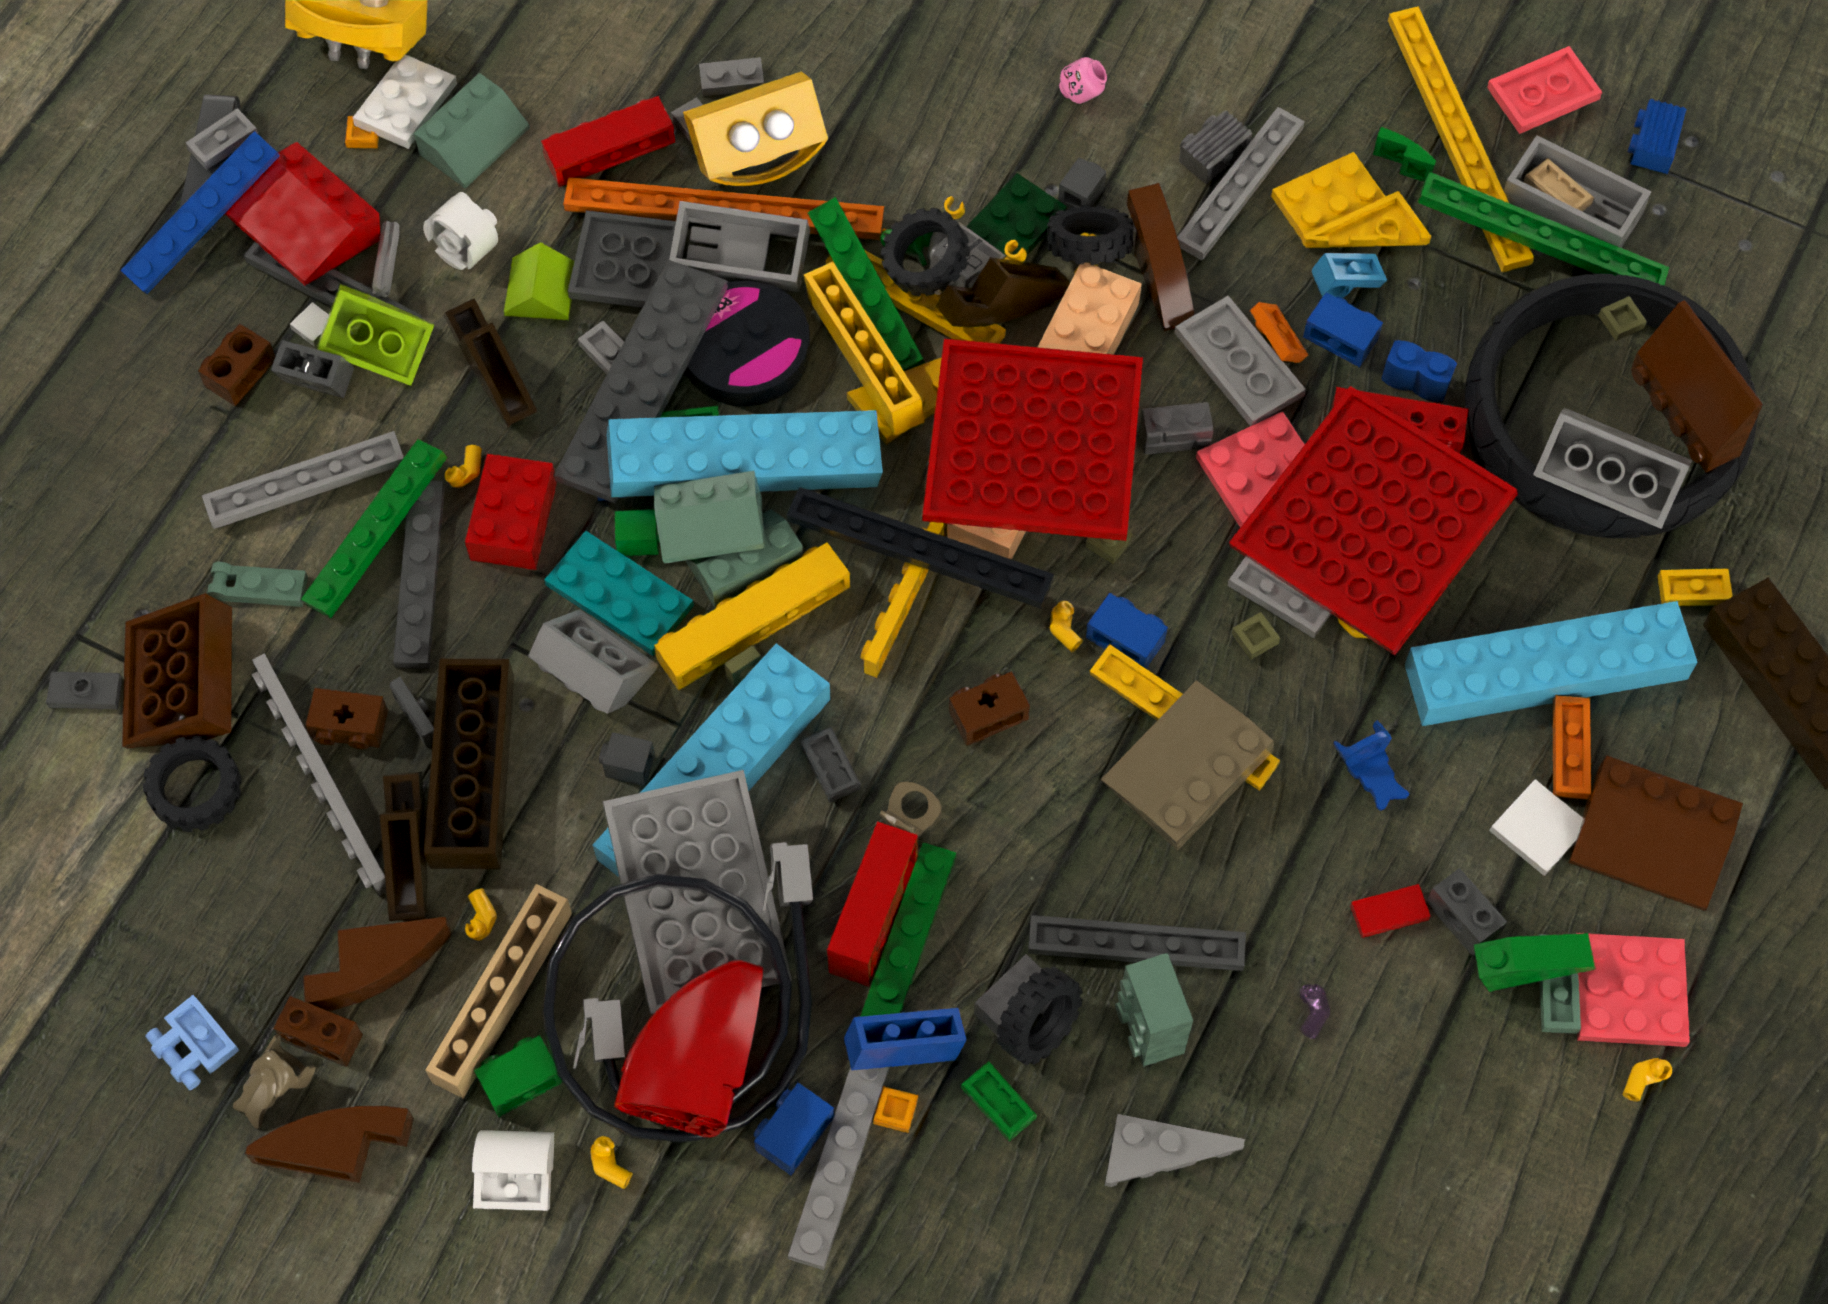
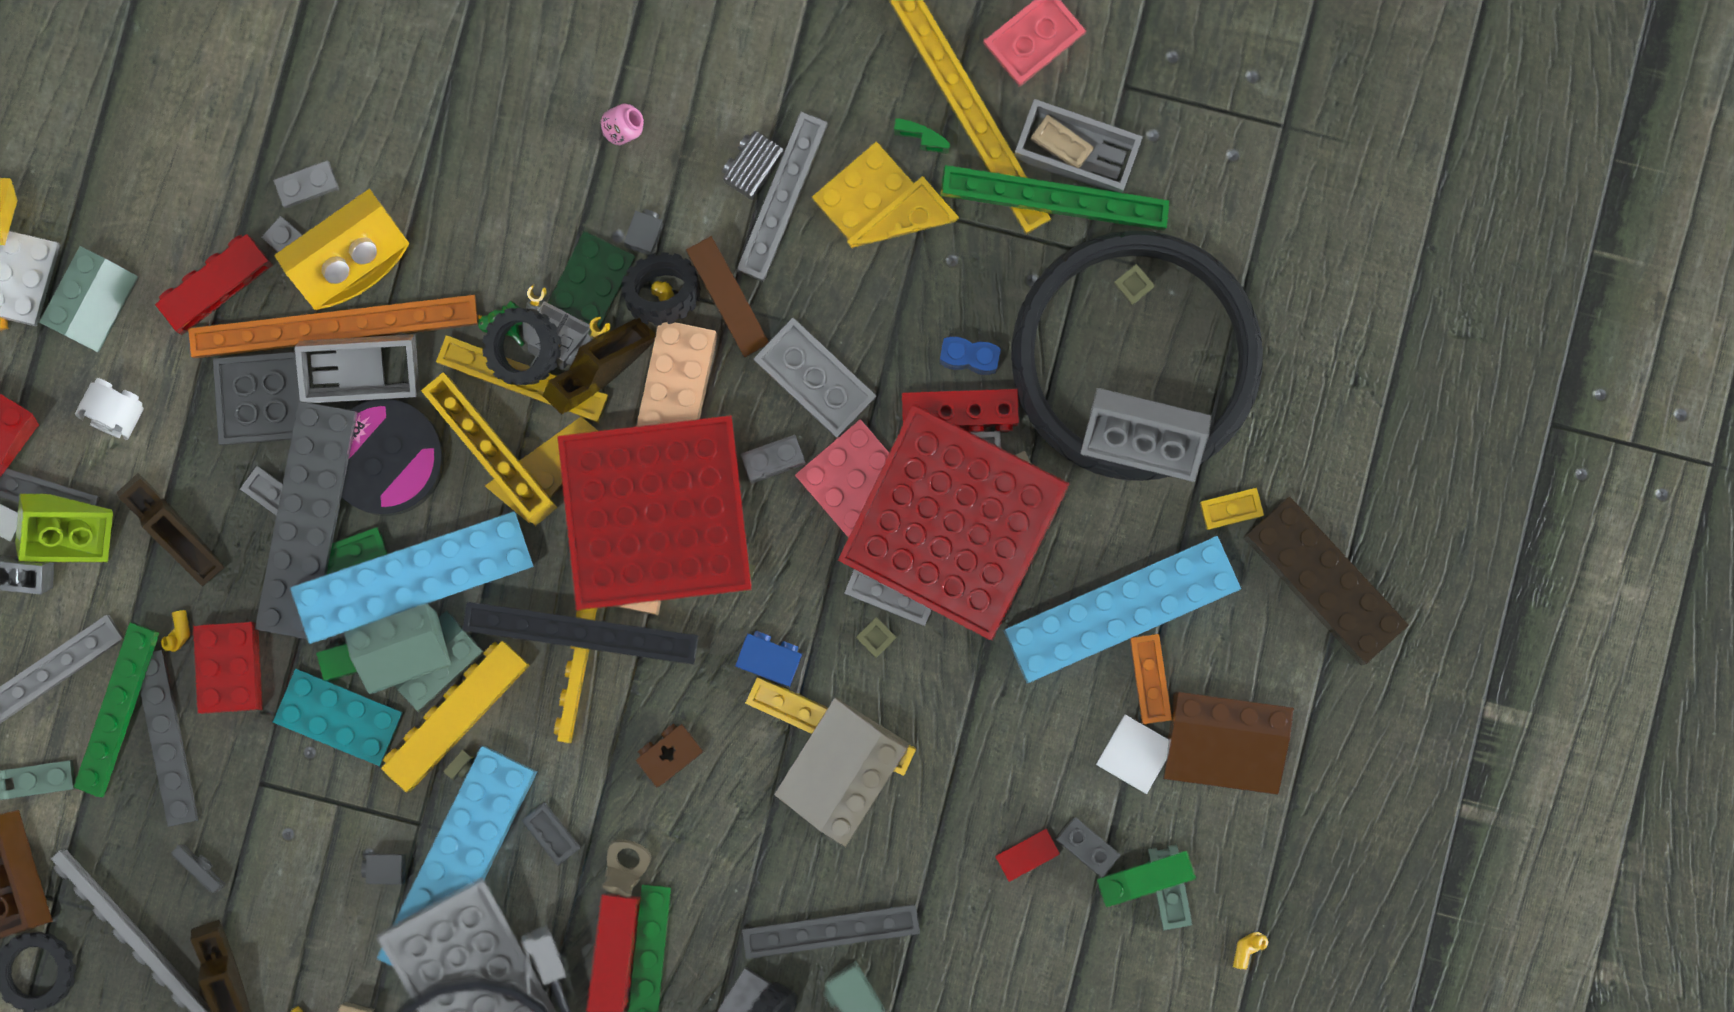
camera: 15 degrees left, 20 degrees up
(346, 718) = (126, 886): reddish brown brick -> none
(385, 259) = (50, 447): light grey axle -> none
(469, 764) = (257, 906): dark brown brick -> none
(539, 284) = (191, 439): lime slope -> none
(591, 660) = (332, 787): light grey slope -> none
(864, 281) = (477, 382): green plate -> none
(1061, 625) = (713, 663): yellow arm -> none
(1279, 333) = (843, 343): orange plate -> none
(1319, 1009) = (984, 952): clear purple arm -> none
(1343, 271) = (893, 270): dark azure plate -> none
(1343, 329) = (898, 326): blue brick -> none
(1370, 765) = (988, 731): blue hair -> none
(1635, 991) = (1230, 879): coral plate -> none
(1658, 136) = (1141, 65): blue brick -> none
(1697, 388) = (1202, 355): reddish brown slope -> none

